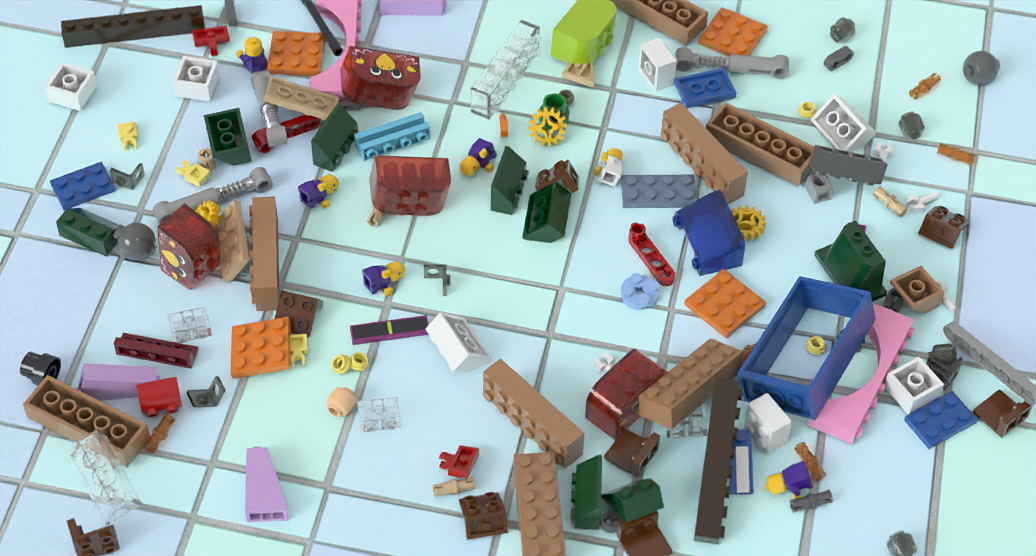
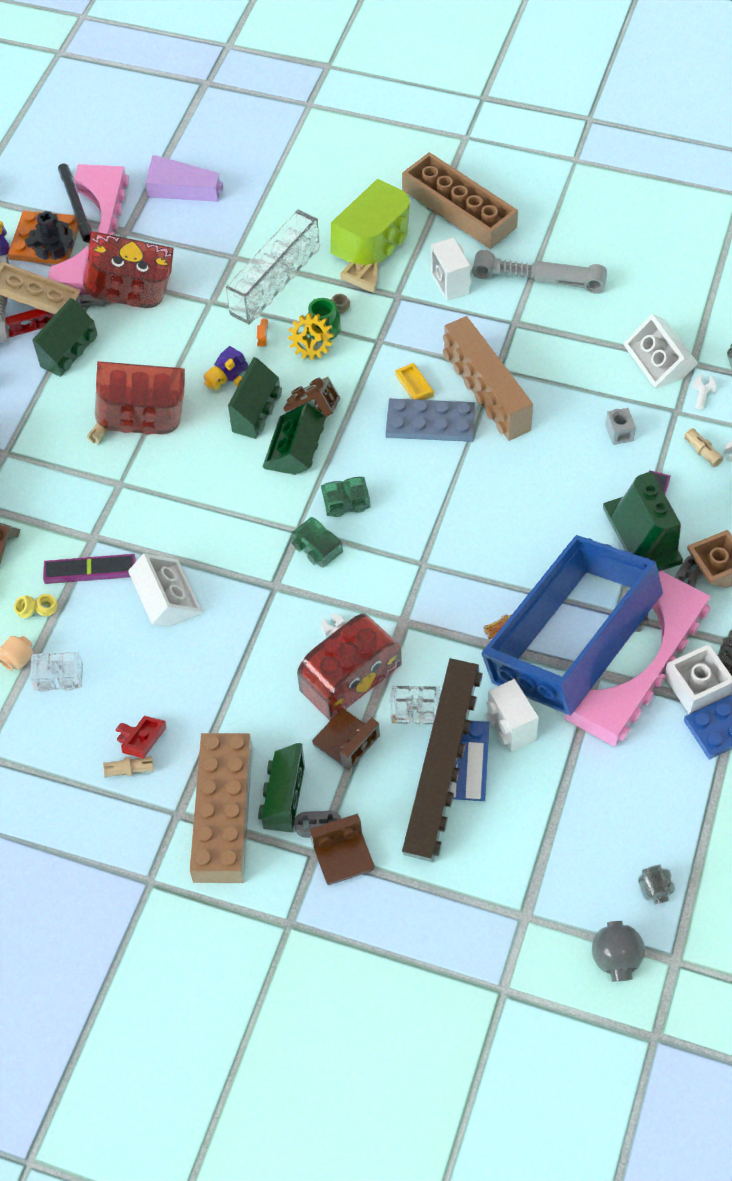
camera: 10 degrees right, 5 degrees up
(306, 50) = (51, 234): none -> black piece
(316, 190) = (35, 398): dark purple piece -> none
(380, 276) = (89, 504): piece -> none
(392, 136) = (133, 338): medium azure brick -> none
(442, 268) = (163, 509): clear smoke bracket -> none
(483, 515) = (156, 805): reddish brown bracket -> none
(532, 413) = (233, 684): medium nougat brick -> none
(580, 296) = (316, 542): none -> clear green brick
(598, 257) = (345, 496): none -> clear green brick
(613, 167) = (376, 394): white piece -> none
(635, 499) = (335, 801): dark green slope -> none
(637, 234) = (396, 469): red beam -> none
(639, 161) = (414, 382): none -> yellow tile
(639, 282) = (388, 529): light blue plate -> none
(689, 383) = (422, 659): medium nougat brick -> none
(705, 88) = (503, 299): blue plate -> none
(711, 233) = (481, 476): clear blue windscreen -> none
(725, 303) = (487, 560): orange plate -> none
(732, 33) = (546, 237): orange plate -> none
(746, 221) = (525, 464): yellow gear -> none
(761, 143) = (559, 370): medium nougat brick -> none
(792, 479) = (533, 787): dark purple piece -> none
(807, 110) = (620, 331): light yellow plate -> none
(810, 461) = (559, 765): clear orange pin -> none
(811, 501) = (553, 816): dark grey pin -> none
(816, 341) = (588, 614): light yellow plate -> none
(838, 58) = (666, 272): dark grey beam -> none
(842, 30) = (676, 238): clear smoke head -> none
(848, 165) = (656, 401): dark grey brick -> none

